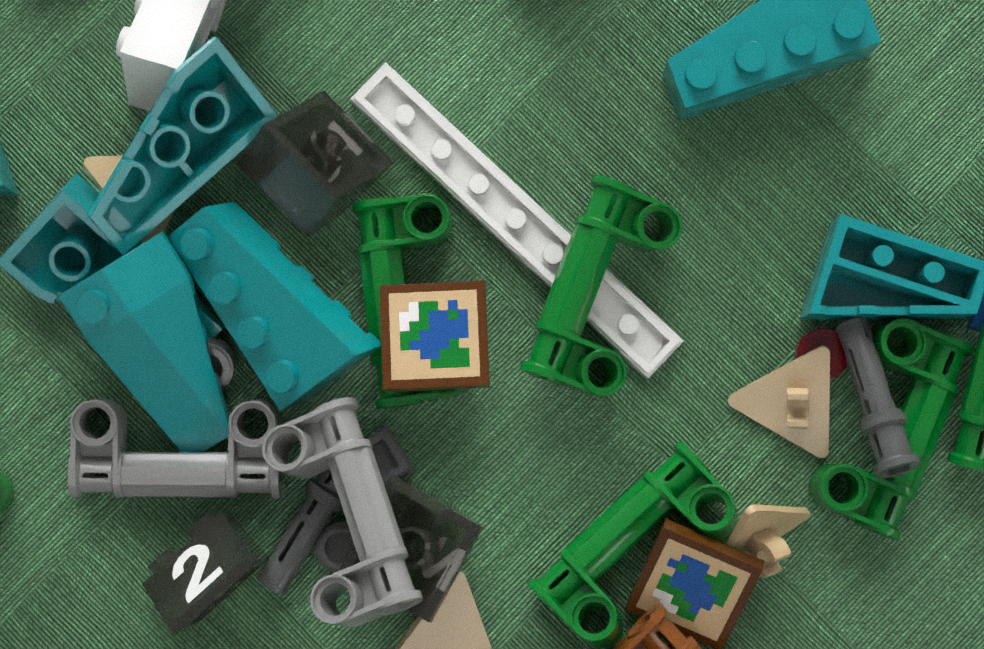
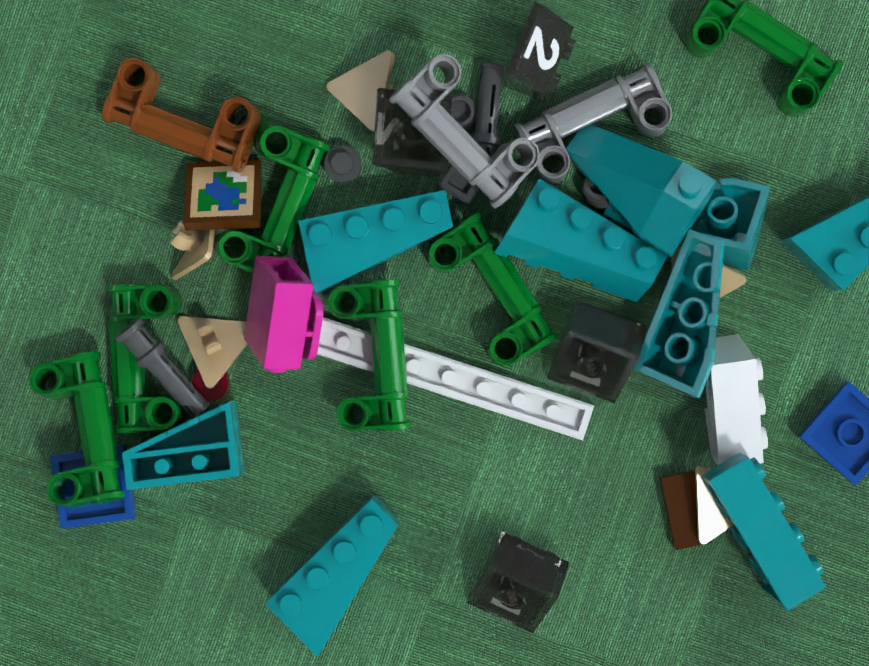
camera: 150 degrees right, 5 degrees up
(434, 336) = (463, 273): tile -> none
(521, 553) = (342, 164): none -> dark grey plate
(541, 443) = (364, 237): none -> teal wedge
(689, 391) = (282, 315): none -> dark pink brick

